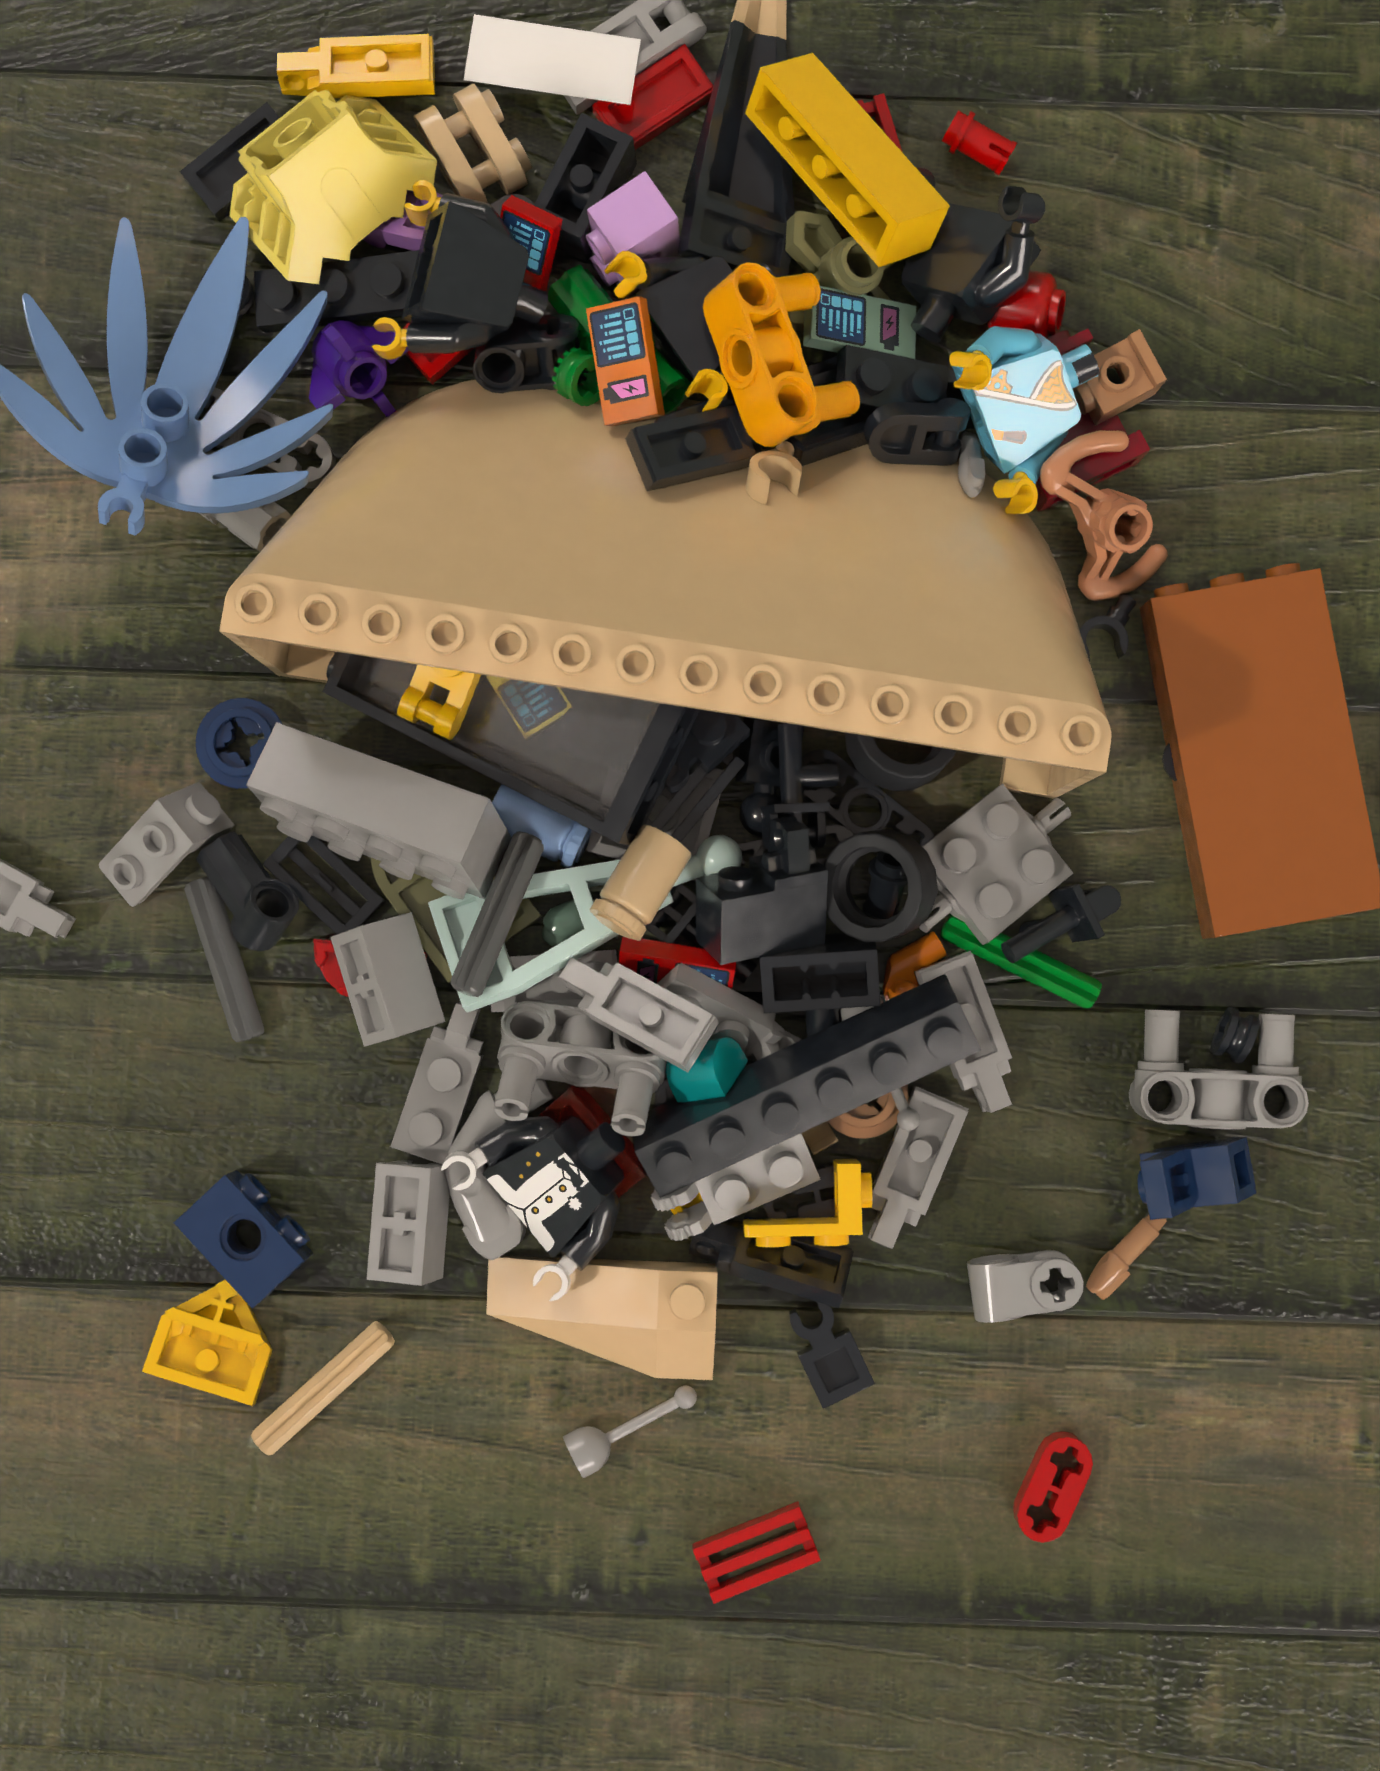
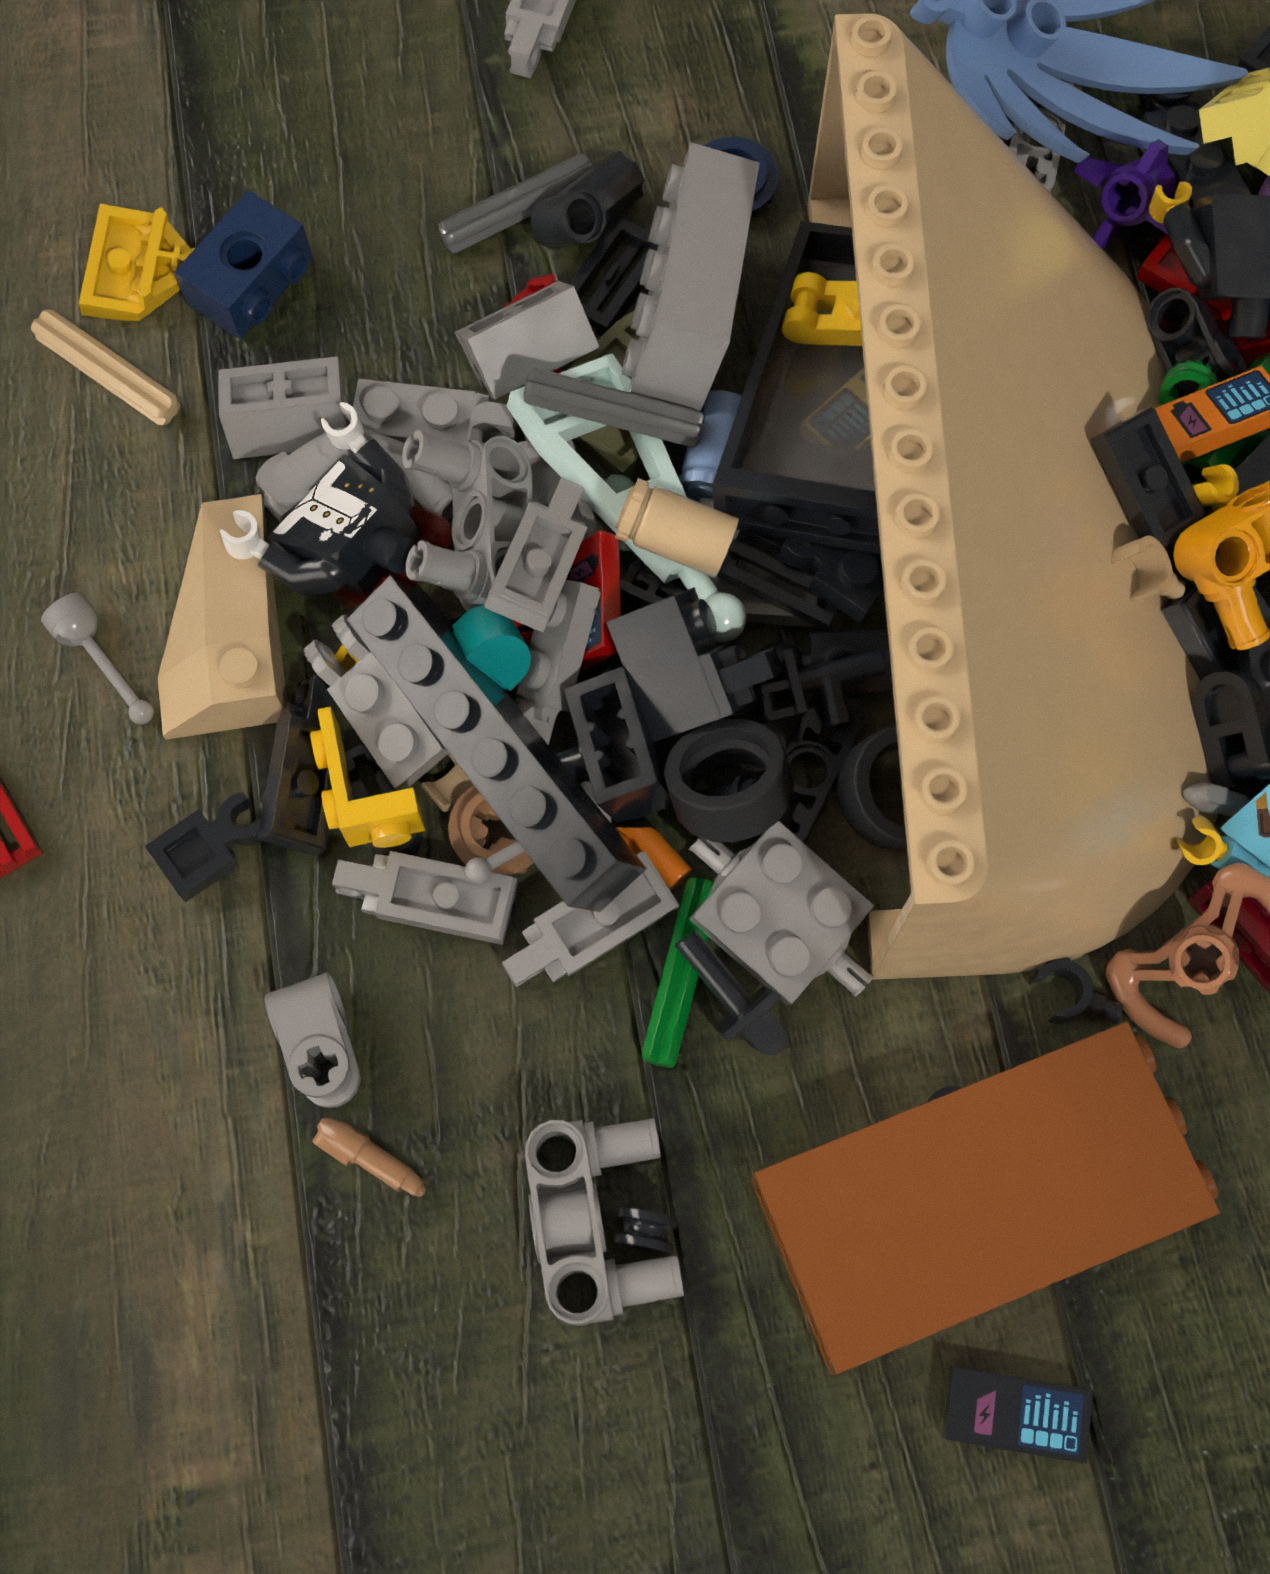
camera: 80 degrees right, 15 degrees down
(162, 840) = (629, 118): light grey bracket -> none
(1064, 1493) = (93, 1107): red beam -> none
(1195, 1176) = (469, 1208): dark blue brick -> none

